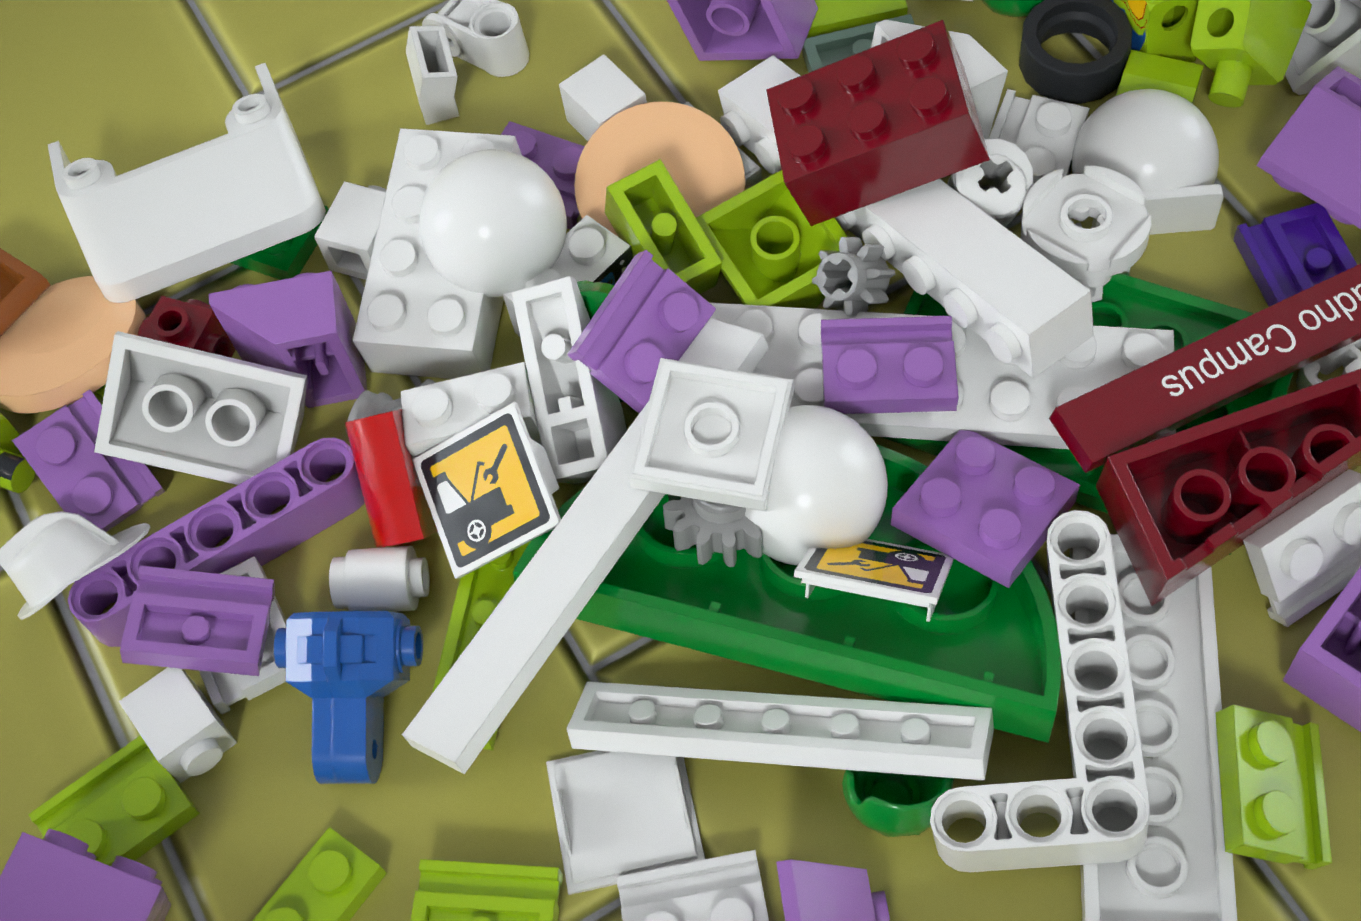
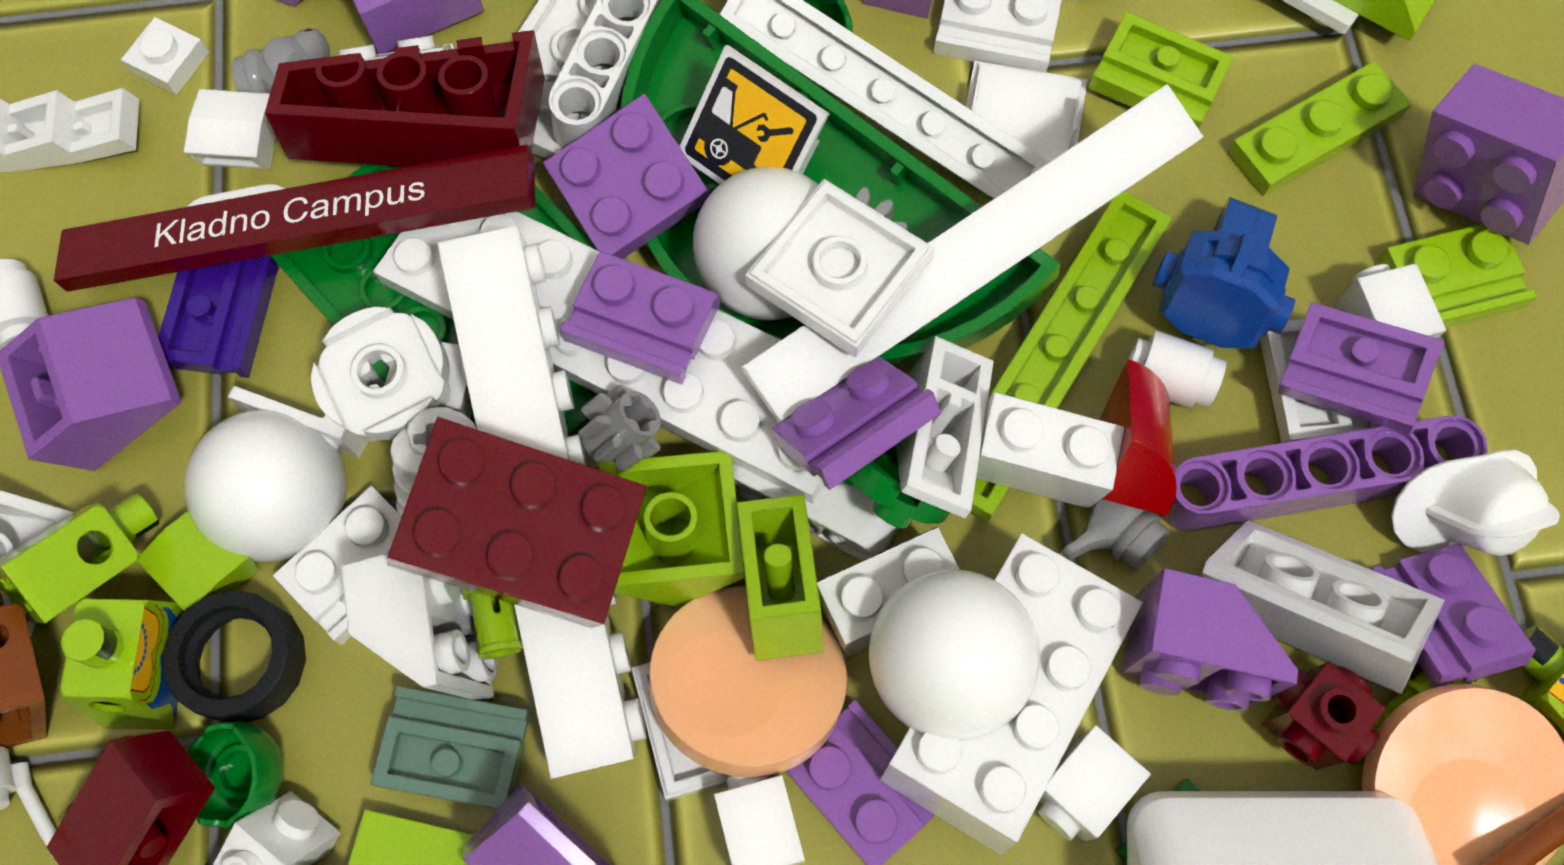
camera: 165 degrees left, 10 degrees up
(488, 490) = (1053, 355): piece -> none

